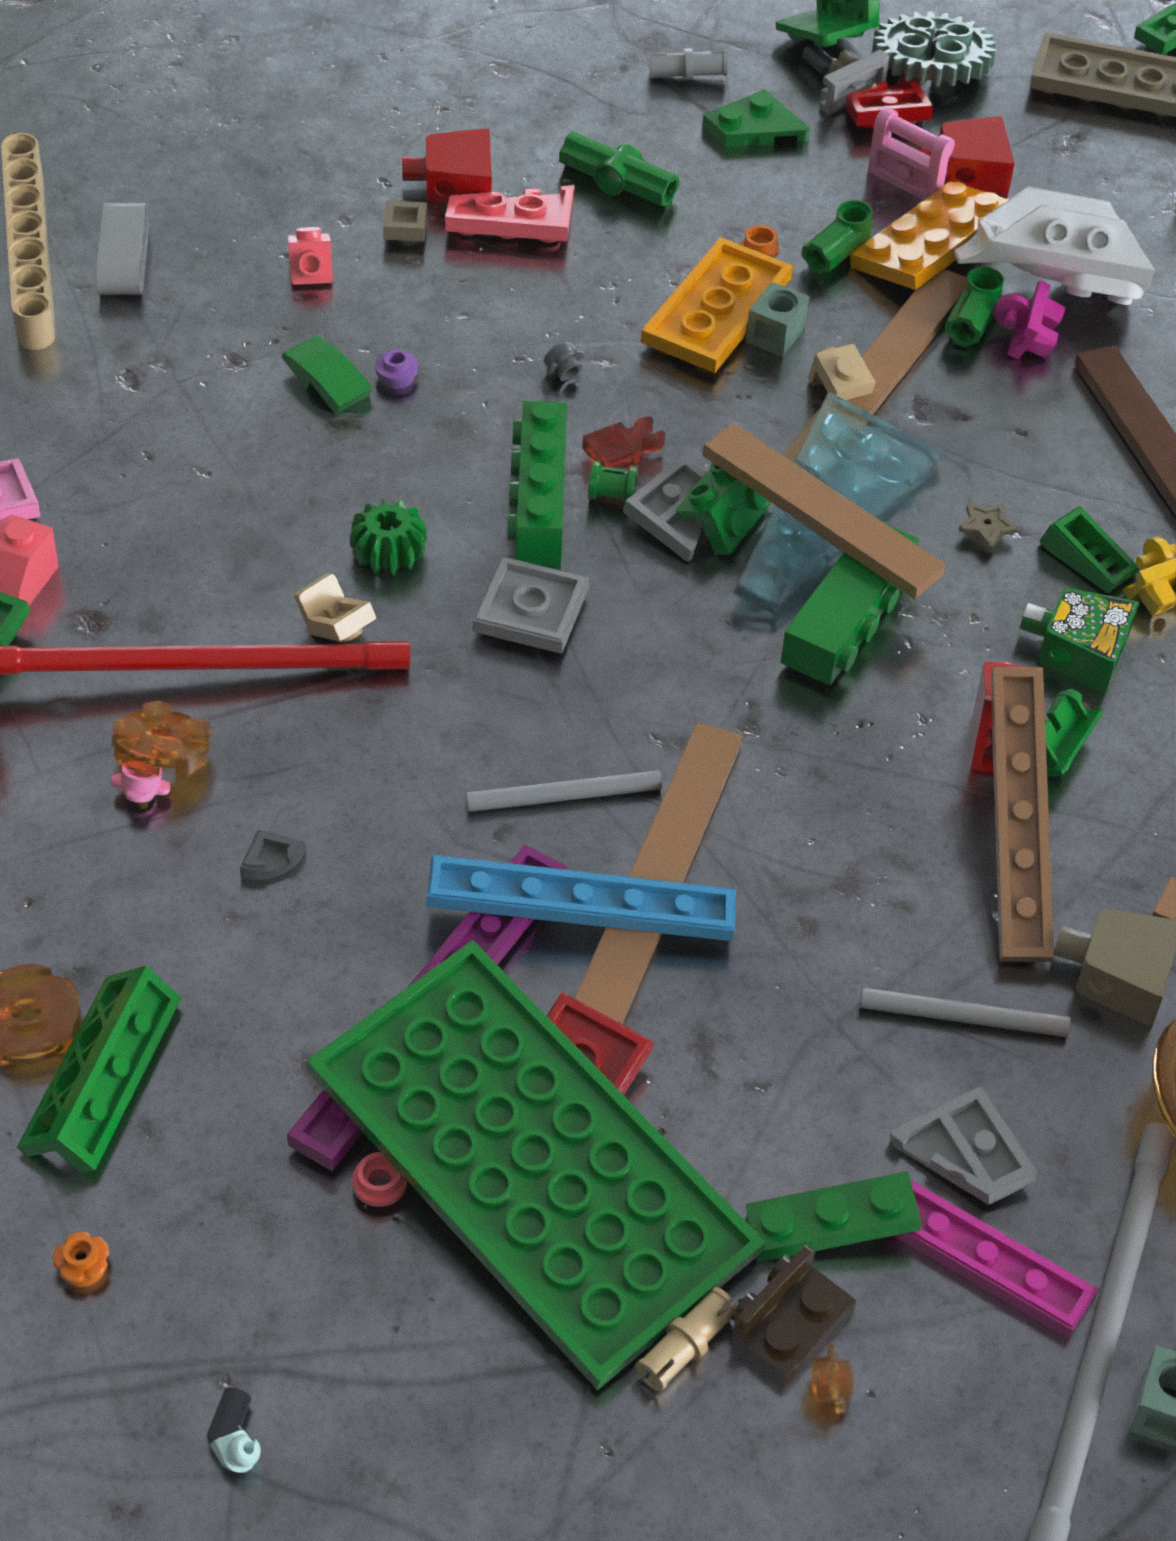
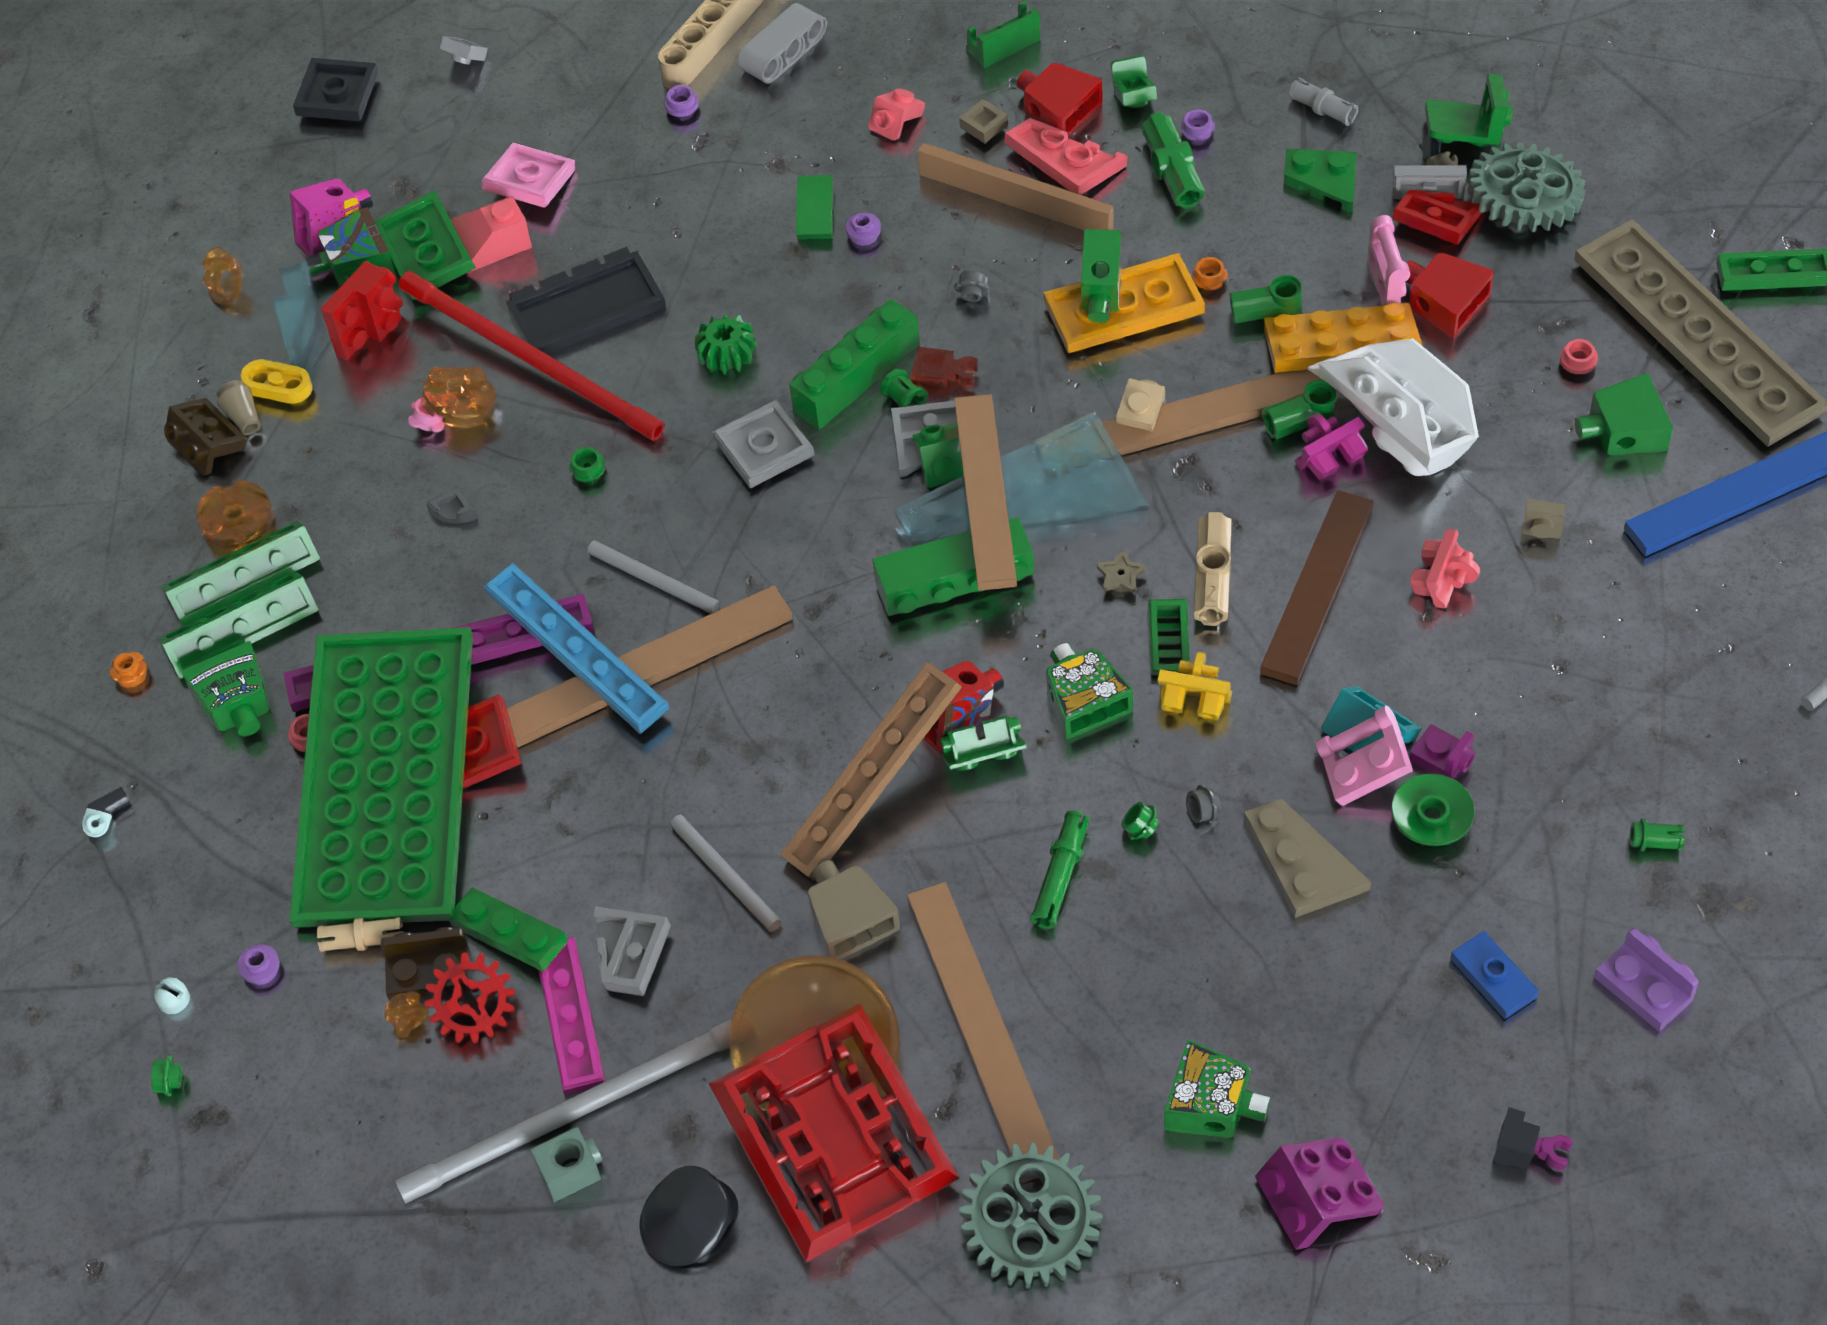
camera: 50 degrees right, 5 degrees up
(72, 349) = (681, 101): none -> medium lavender plate
(165, 1123) = (239, 622): none -> fence
(182, 580) = (585, 303): none -> black hinge
(242, 1194) = (230, 689): none -> green torso
(330, 613) = (639, 372): tan bracket -> none
(339, 144) = (1006, 38): none -> green hinge
(373, 727) = (587, 464): none -> green plate
(507, 261) = (1014, 189): none -> medium nougat tile
(509, 128) = (1131, 81): none -> green bracket
(604, 130) = (1197, 125): none -> medium lavender plate
(609, 1471) = (260, 973): none -> medium lavender plate
(697, 276) = (1101, 281): none -> green torso
(777, 319) = (1149, 337): sand green brick -> none
(888, 1309) = (452, 1008): none -> red gear
(1063, 470) = (1213, 584): none -> tan piece
(1126, 154) = (1579, 357): none -> coral plate

